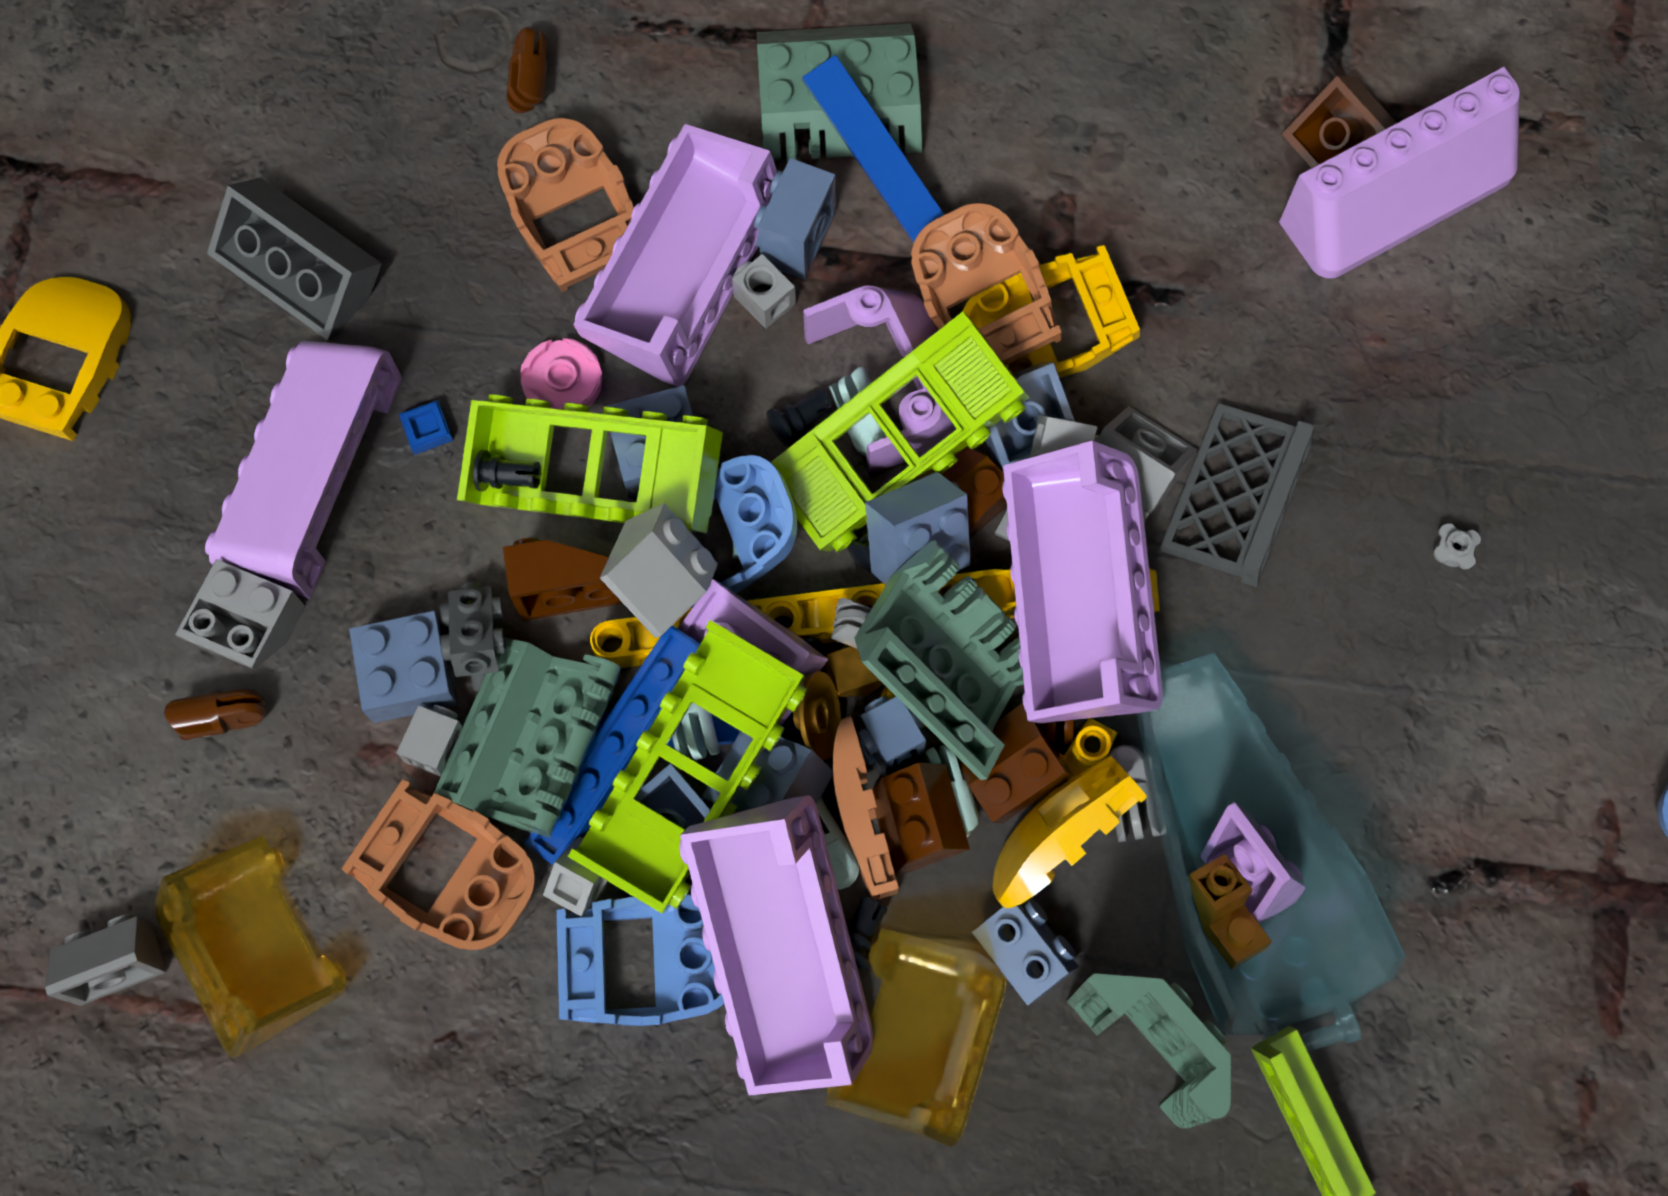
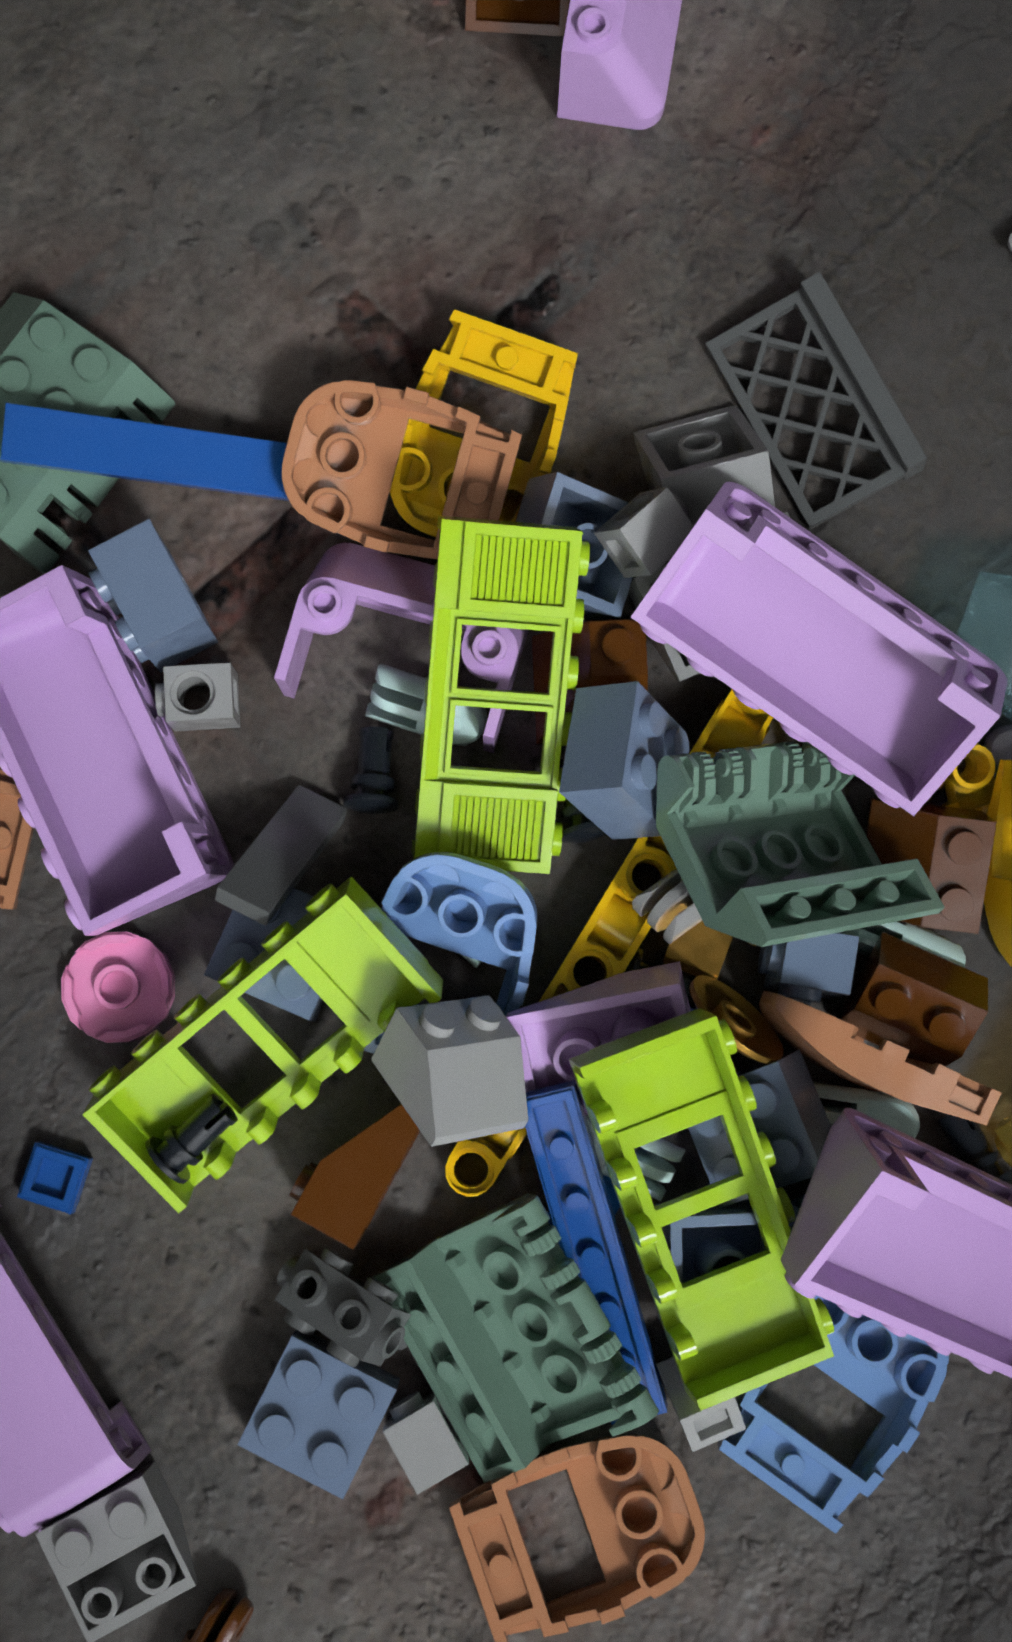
camera: 55 degrees left, 10 degrees up
(707, 395) = (281, 855): none -> dark grey tile

